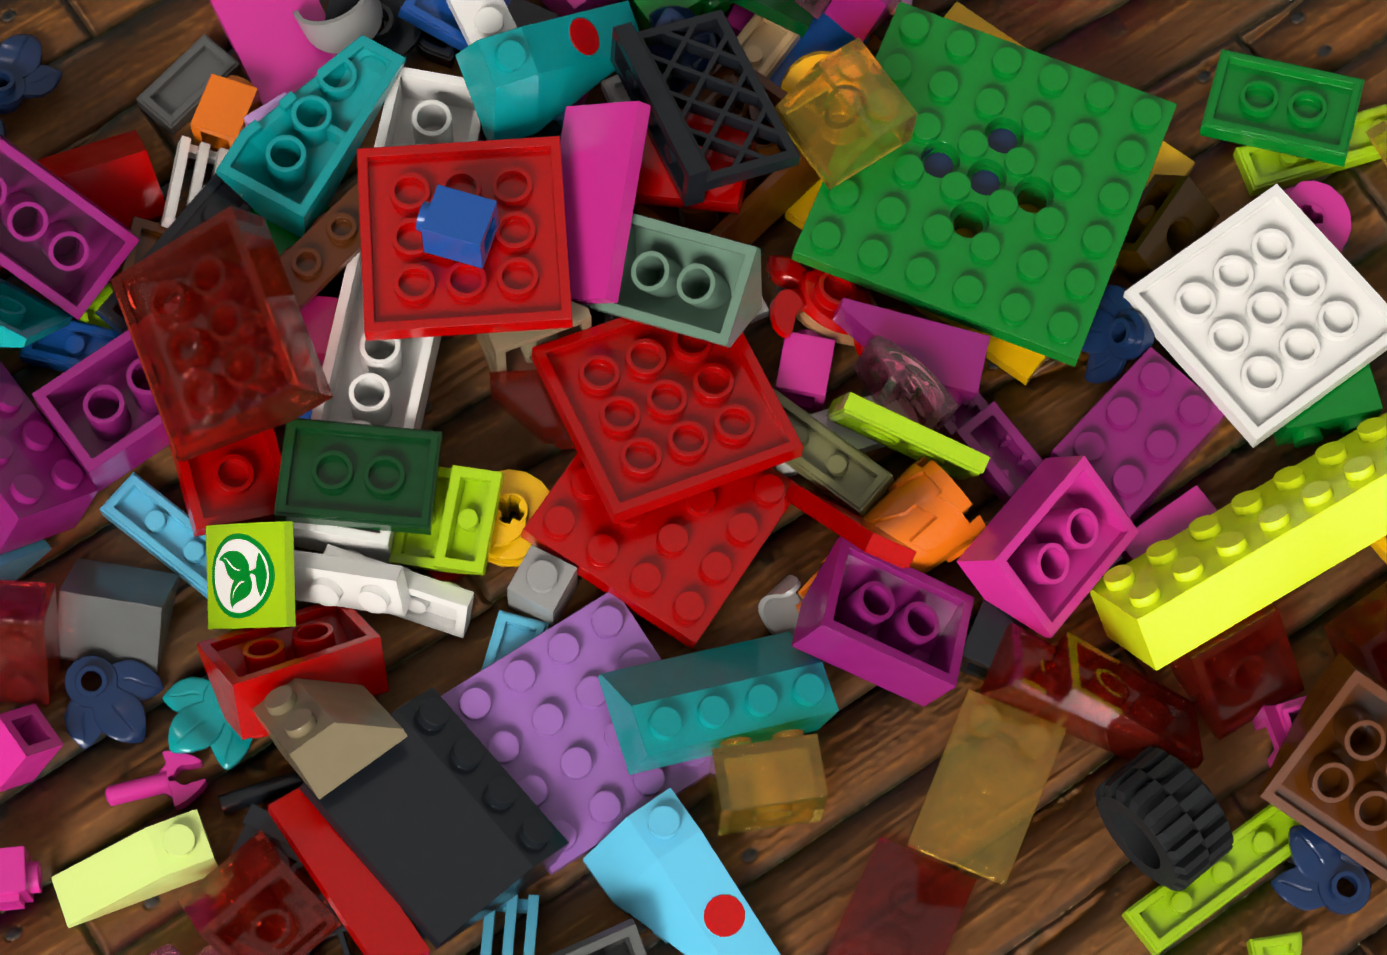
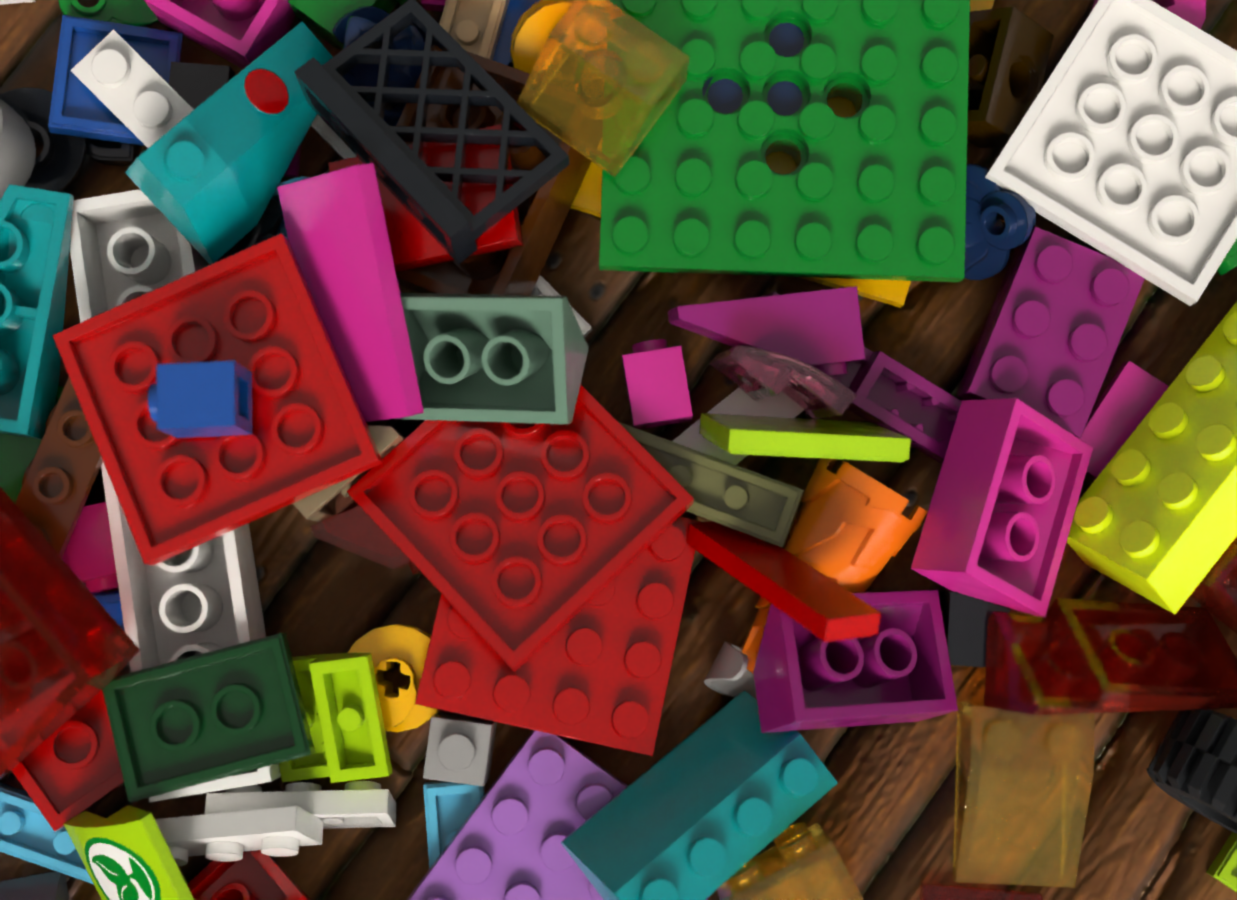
camera: 10 degrees left, 15 degrees up
(812, 299) = (642, 302): red animal -> none

